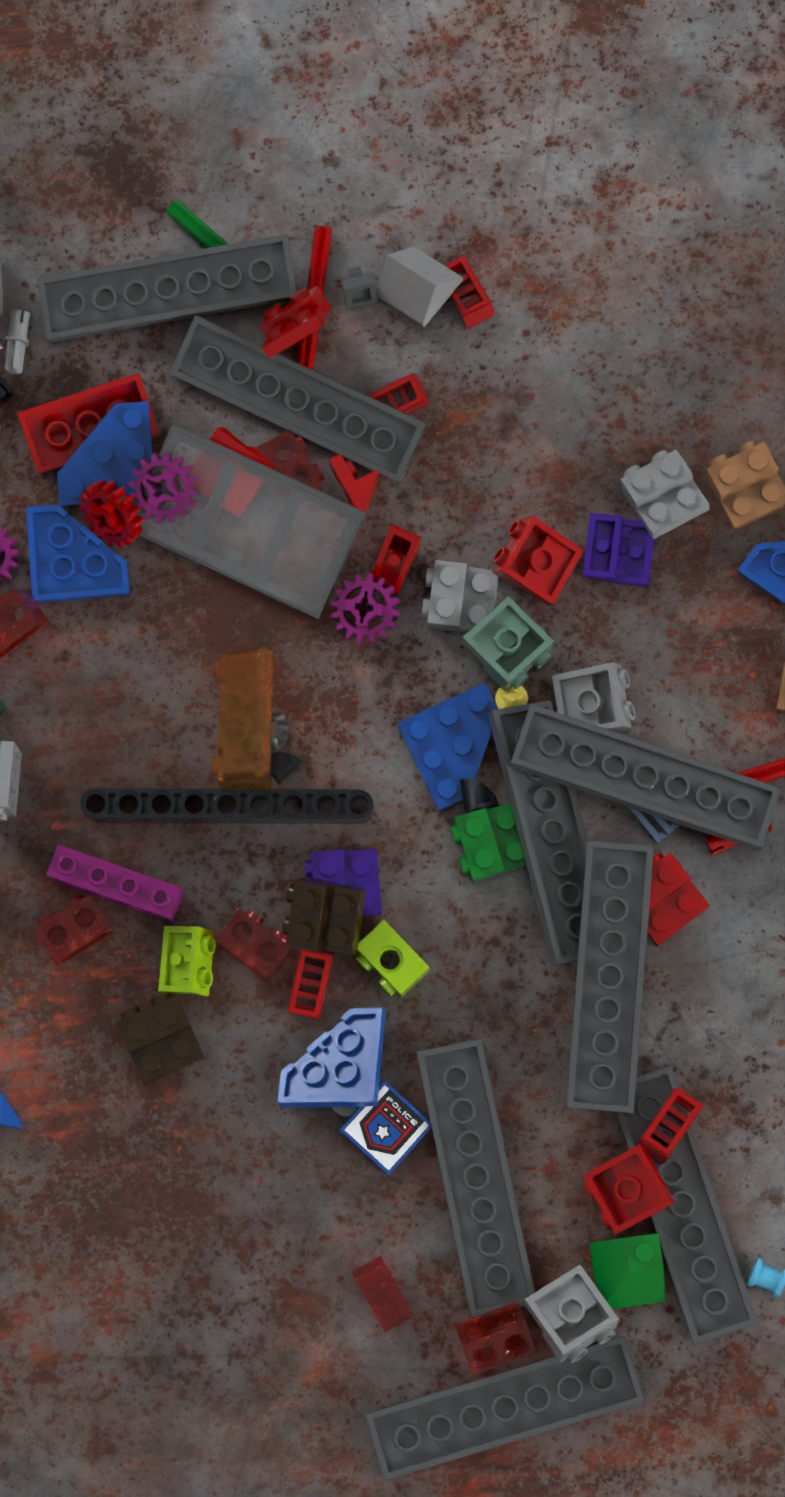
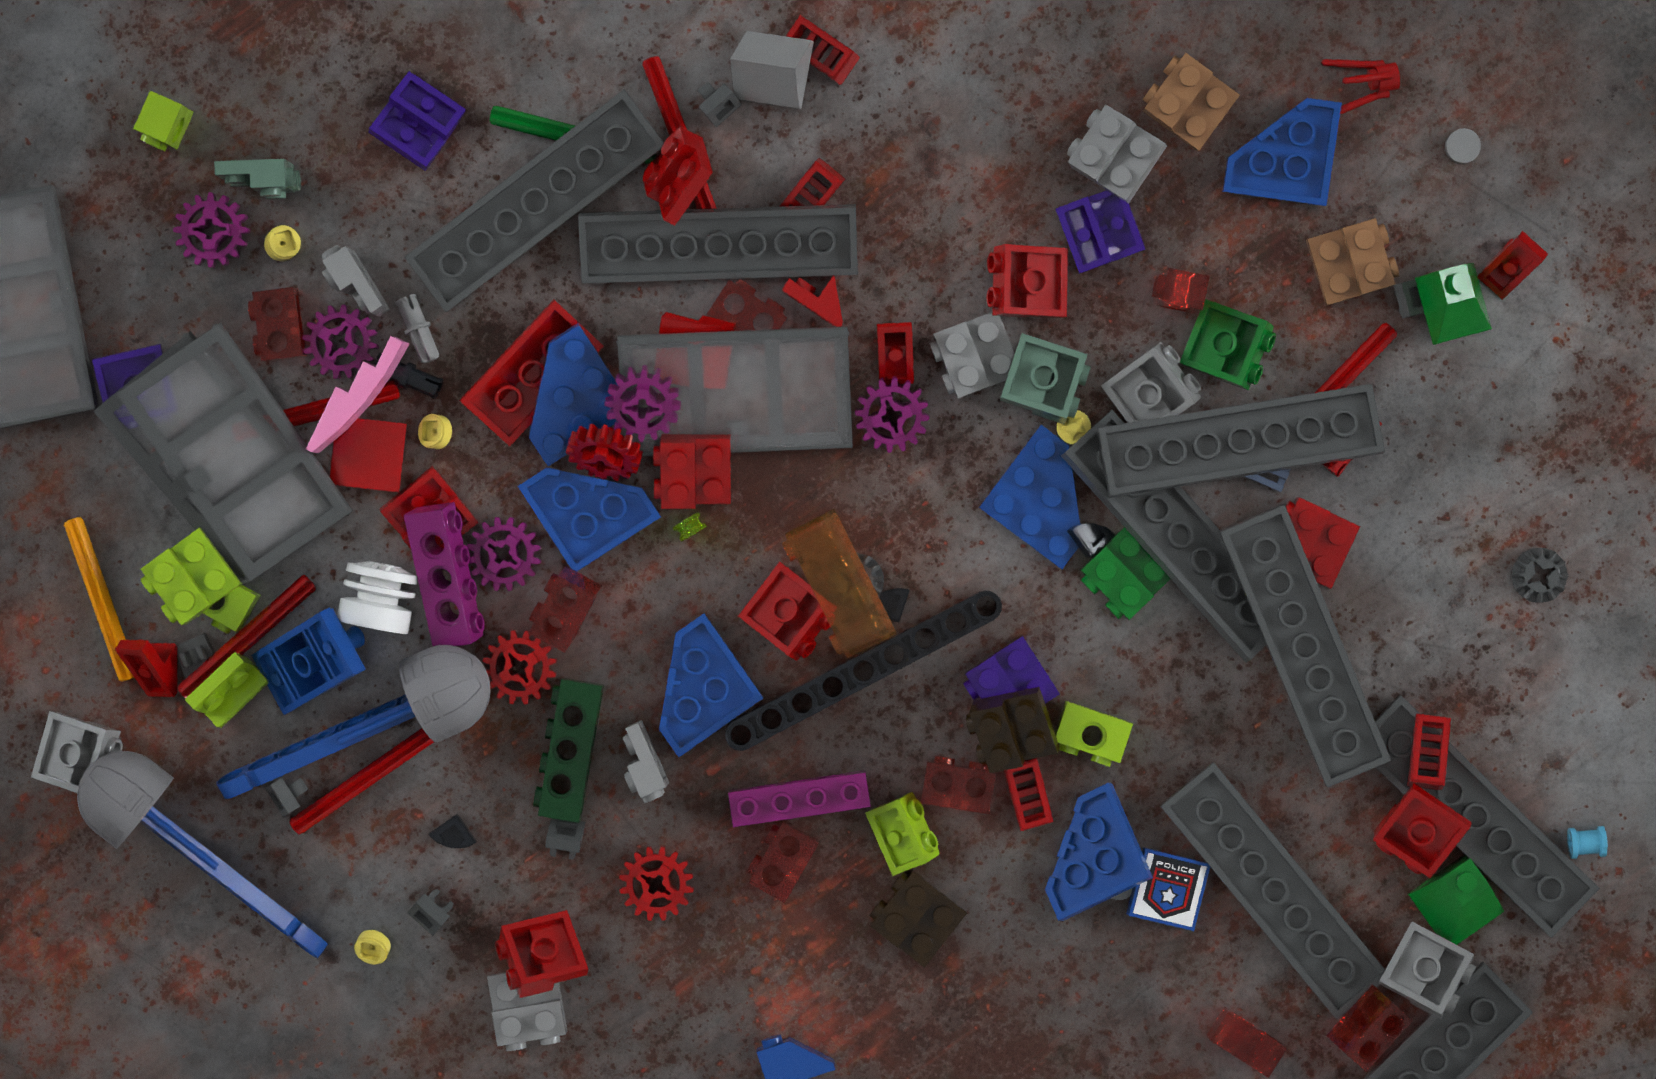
camera: 30 degrees left, 10 degrees up
(86, 750) = (703, 687): none -> blue plate
(108, 181) = (417, 121): none -> dark purple slope
(148, 614) = (689, 527): none -> clear neon green bush
(176, 568) = (693, 470): none -> red plate
(188, 725) = (786, 613): none -> red plate
(659, 629) = (1181, 290): none -> clear red brick
(676, 697) = (1228, 345): none -> green plate

